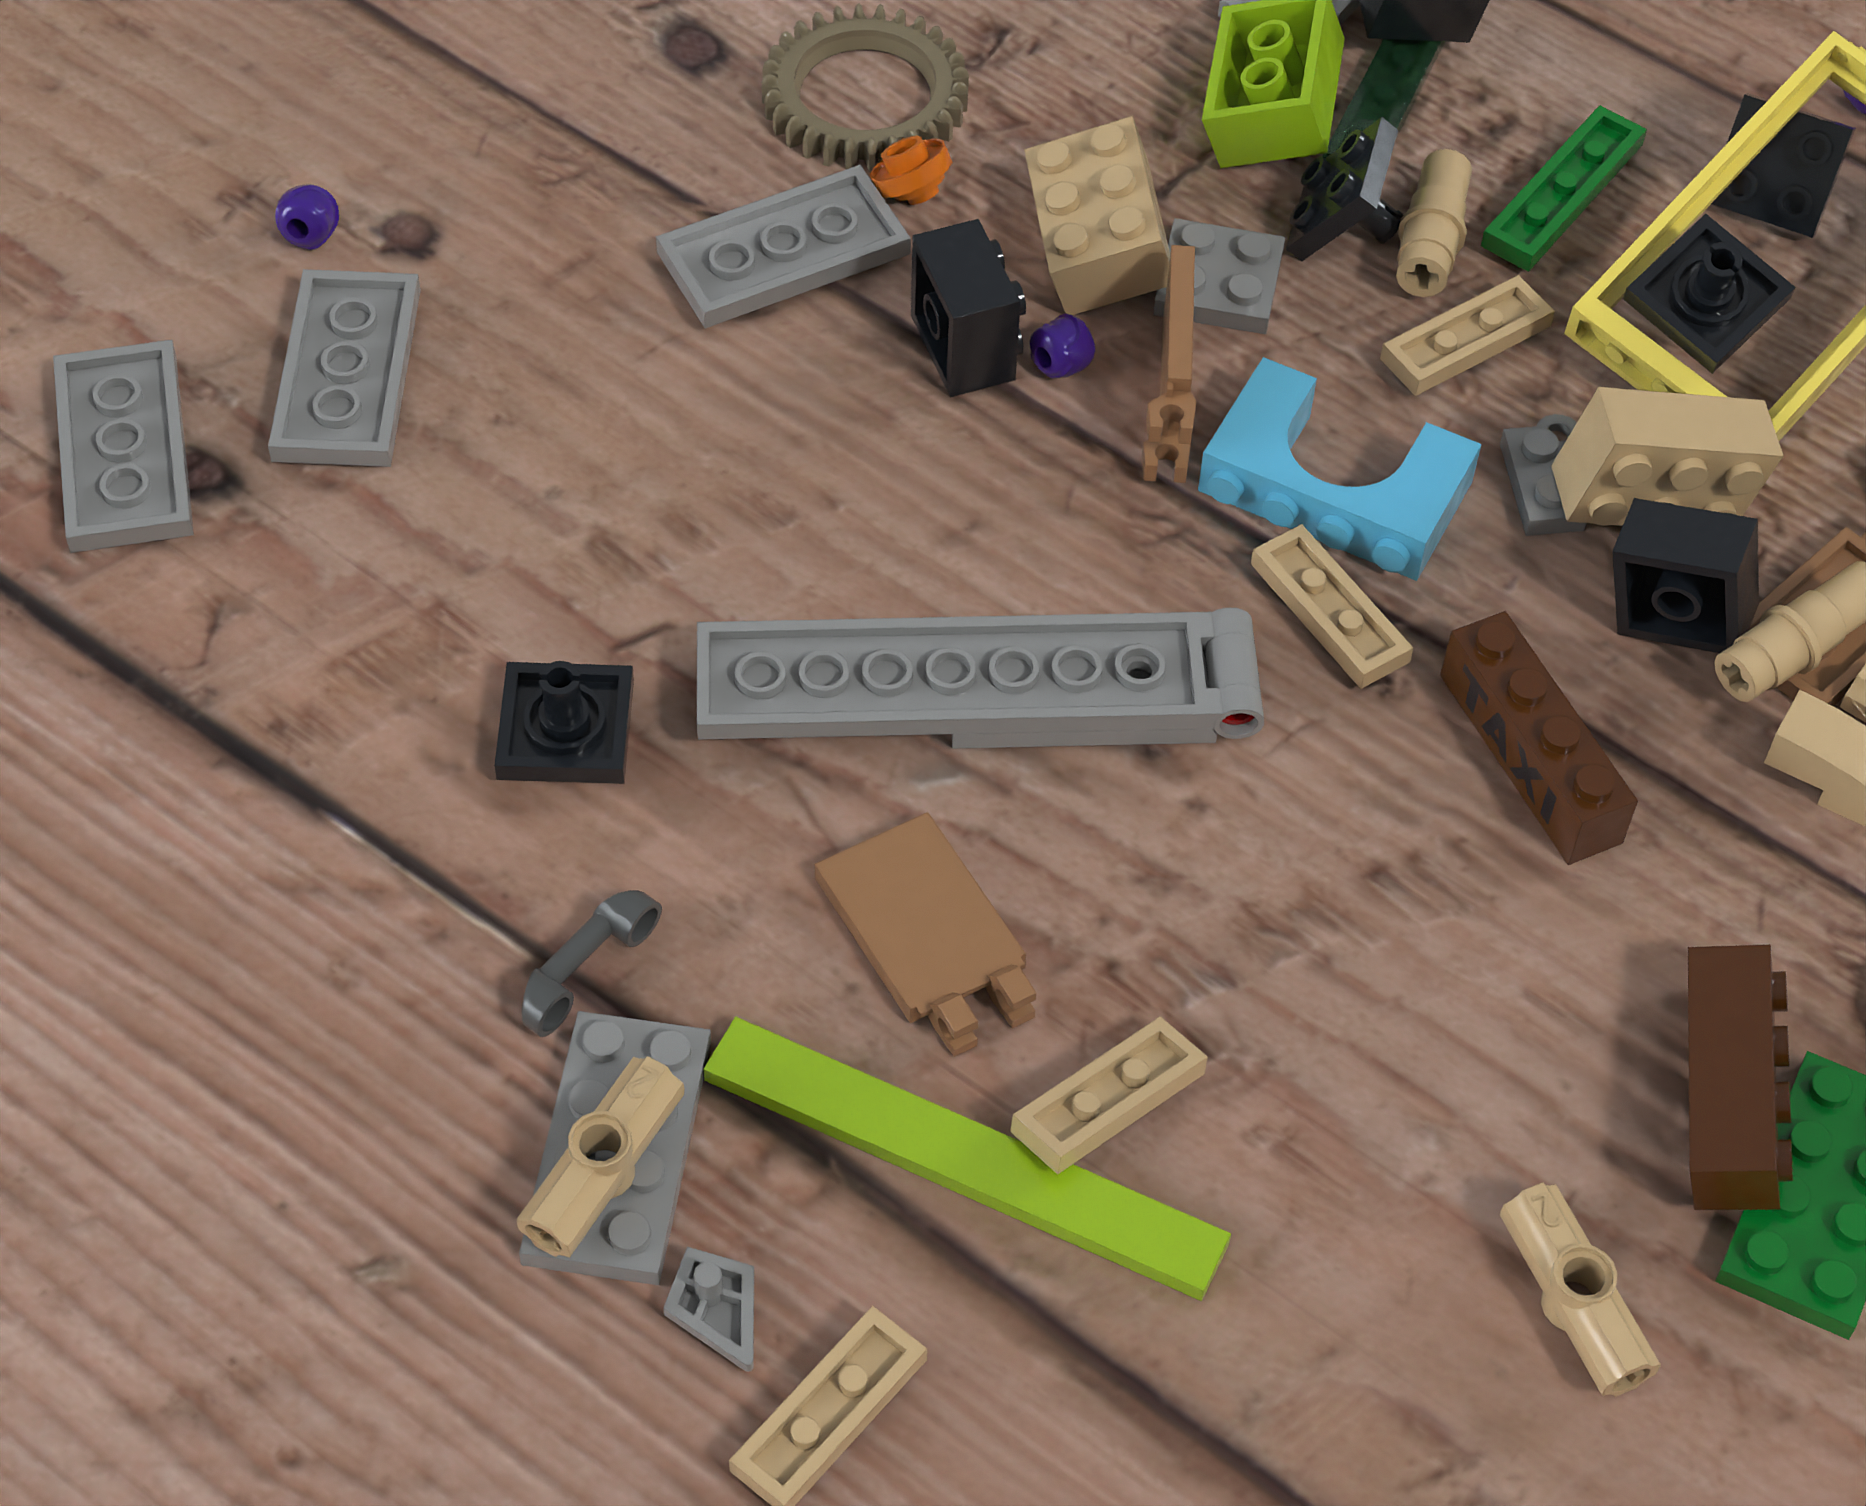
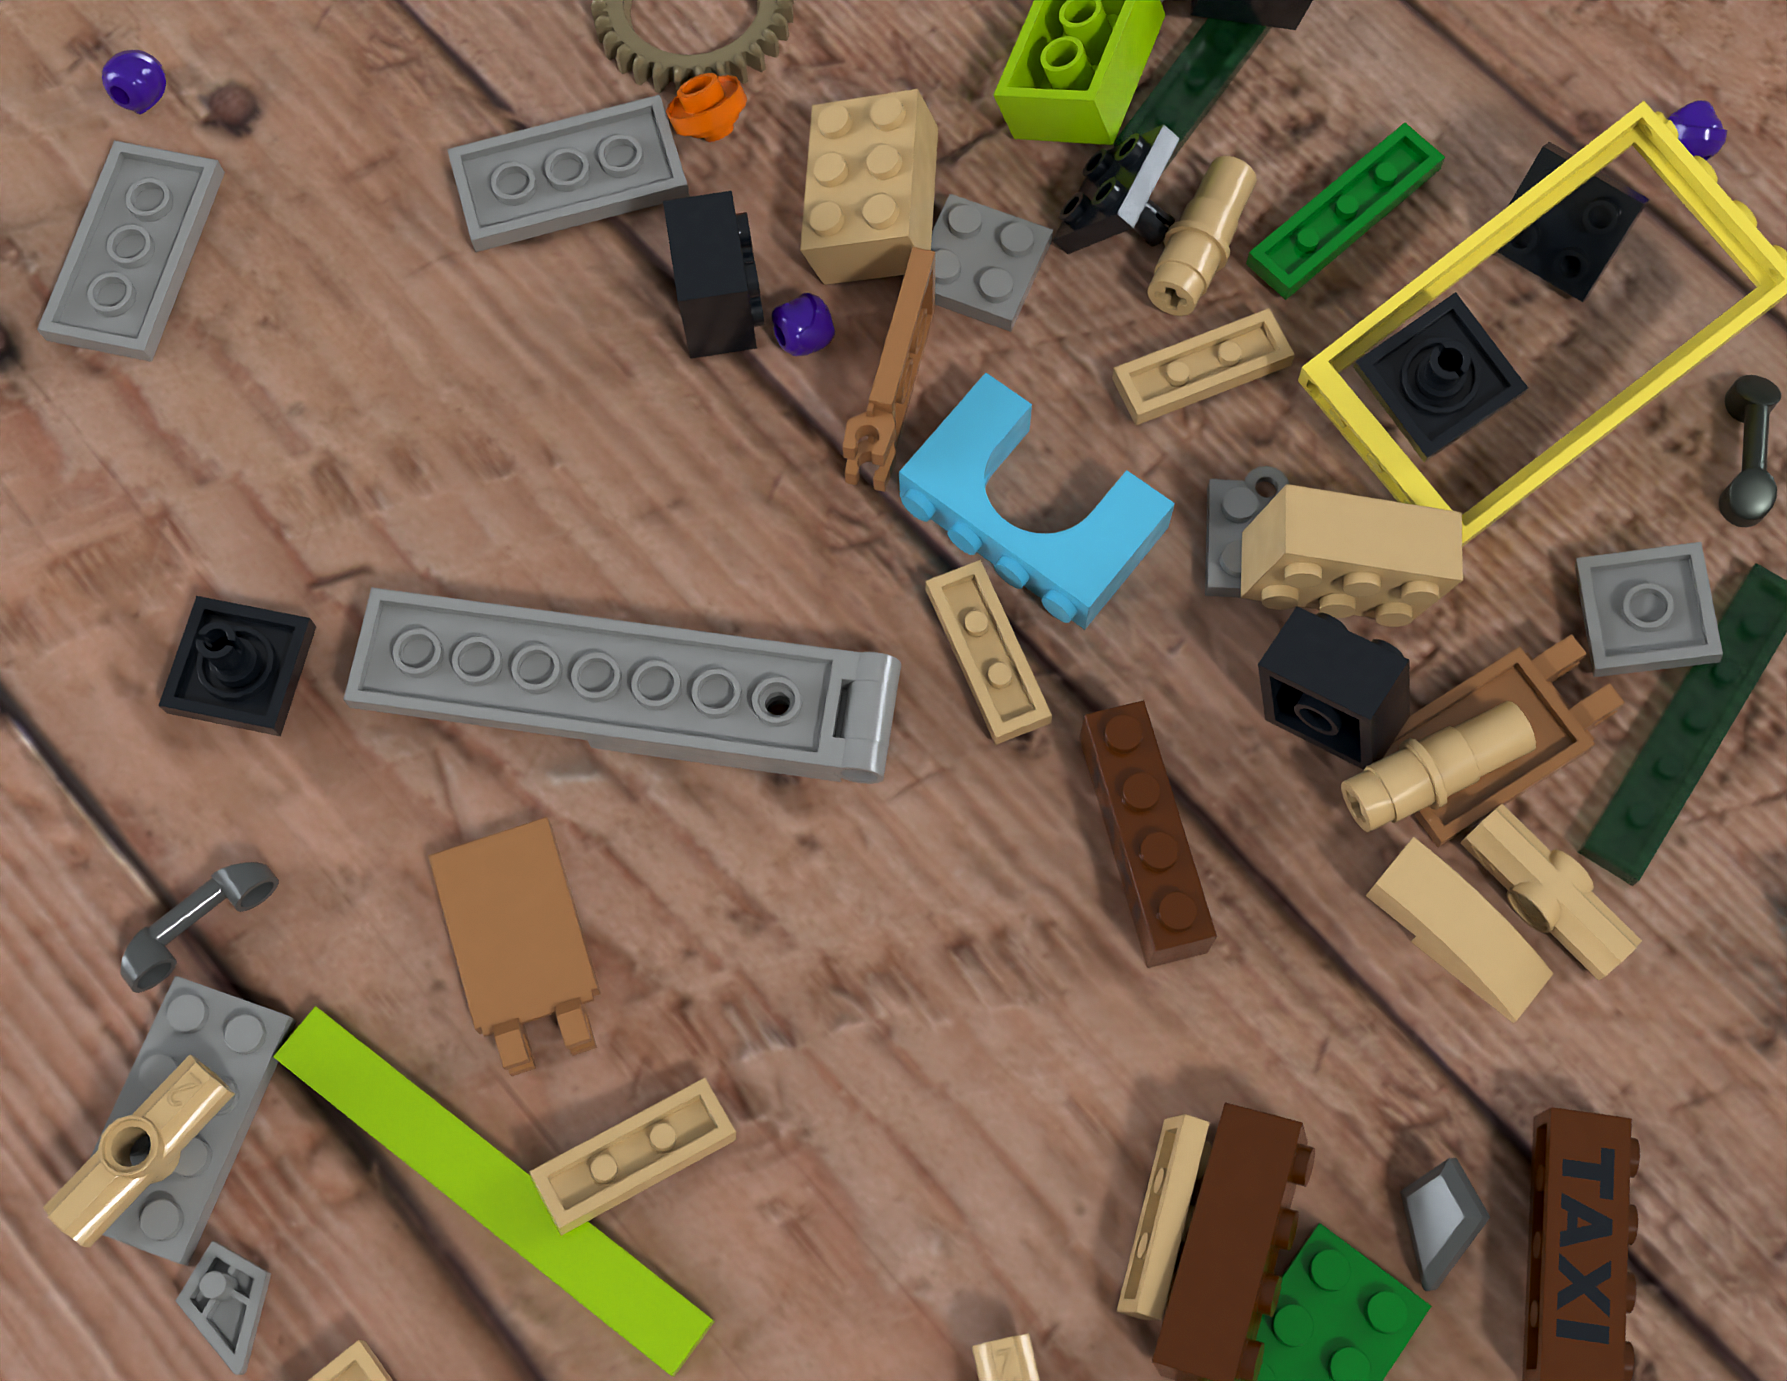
camera: 15 degrees right, 15 degrees up
(1656, 1068) = (1164, 1217): none -> tan plate

